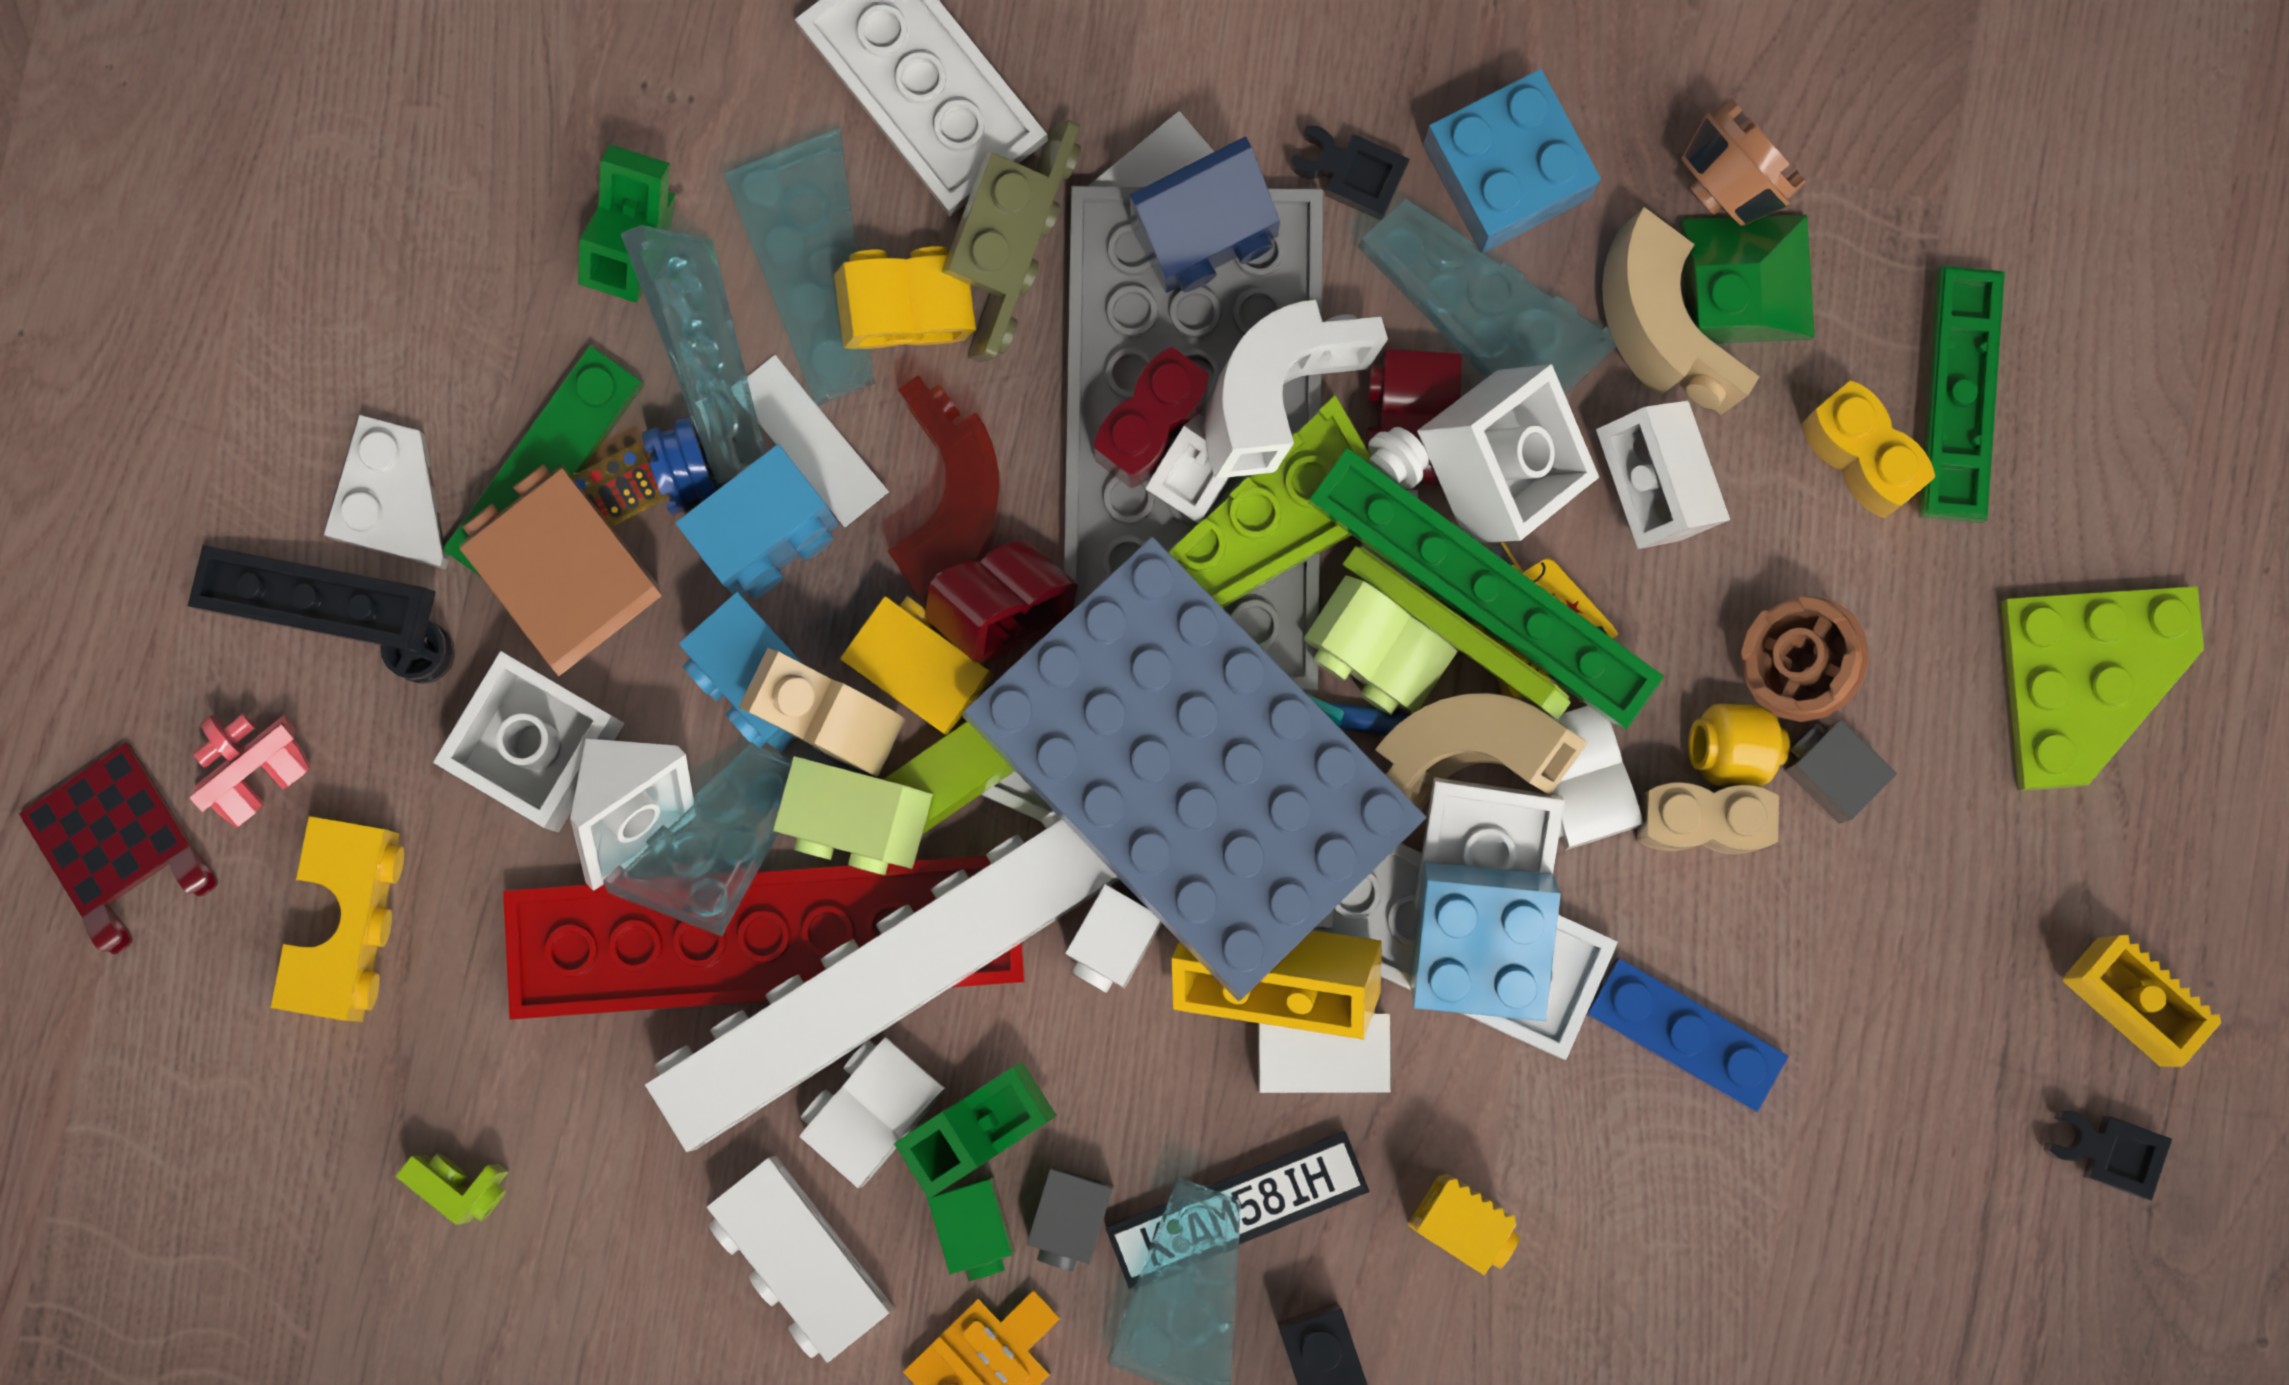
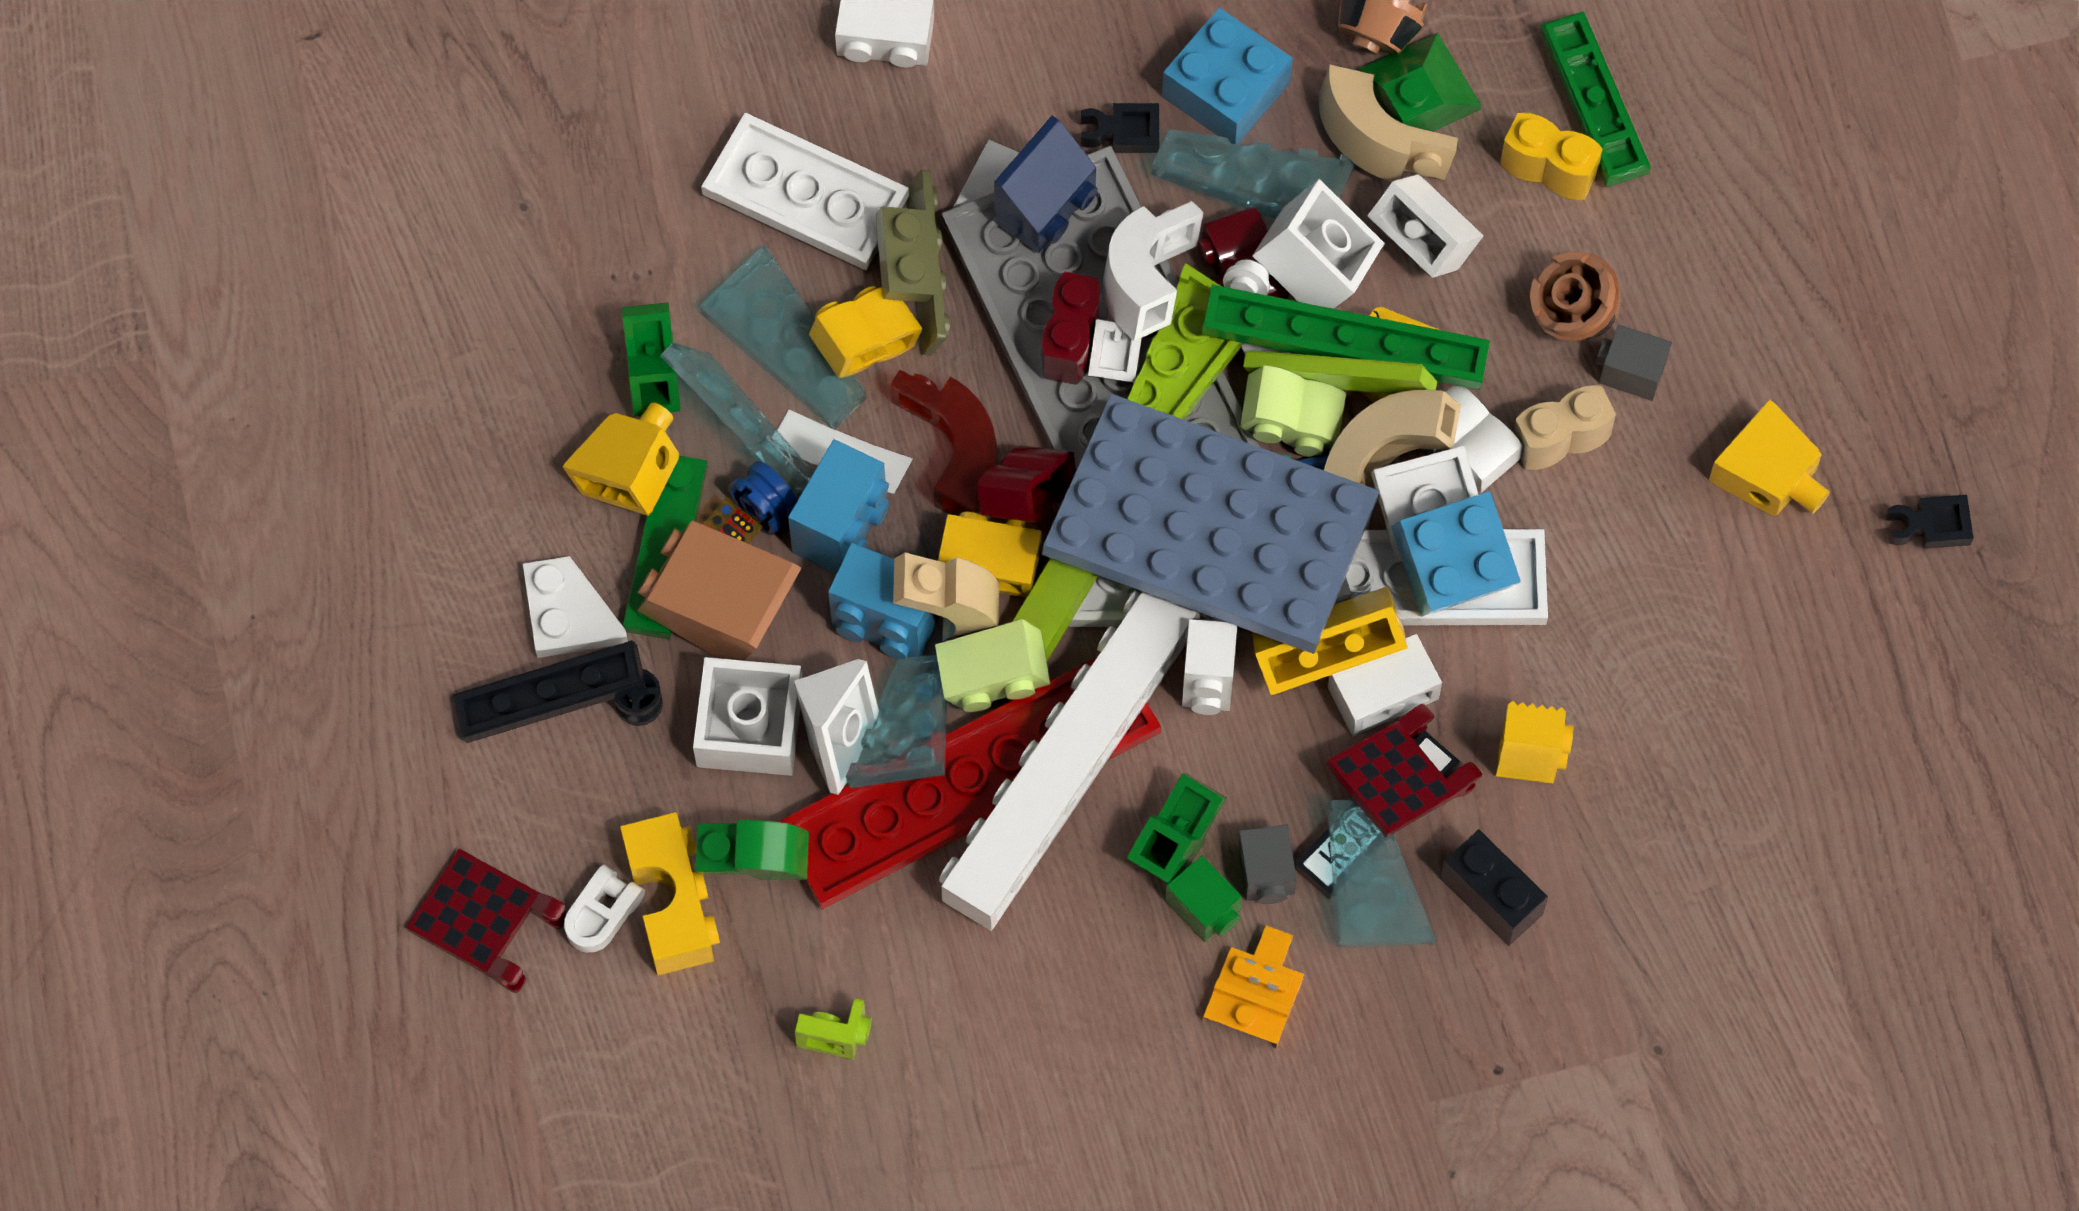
camera: 30 degrees left, 15 degrees down
(225, 786) = (567, 804): coral hips -> none
(230, 911) = (591, 924): none -> white plate
(449, 929) = (752, 848): none -> green brick
(538, 341) = (626, 460): none -> yellow torso
(798, 1260) = (1096, 972): white brick -> none
(870, 1111) = (1098, 855): white brick -> none
(1275, 1185) = (1395, 777): none -> dark red flag
(1687, 1035) = (1619, 573): blue plate -> none
(1738, 745) = (1558, 371): yellow head -> none
(1946, 985) = (1771, 464): none -> yellow torso
(2091, 674) = (1767, 236): lime plate -> none
(2142, 1000) = (1901, 414): yellow brick -> none

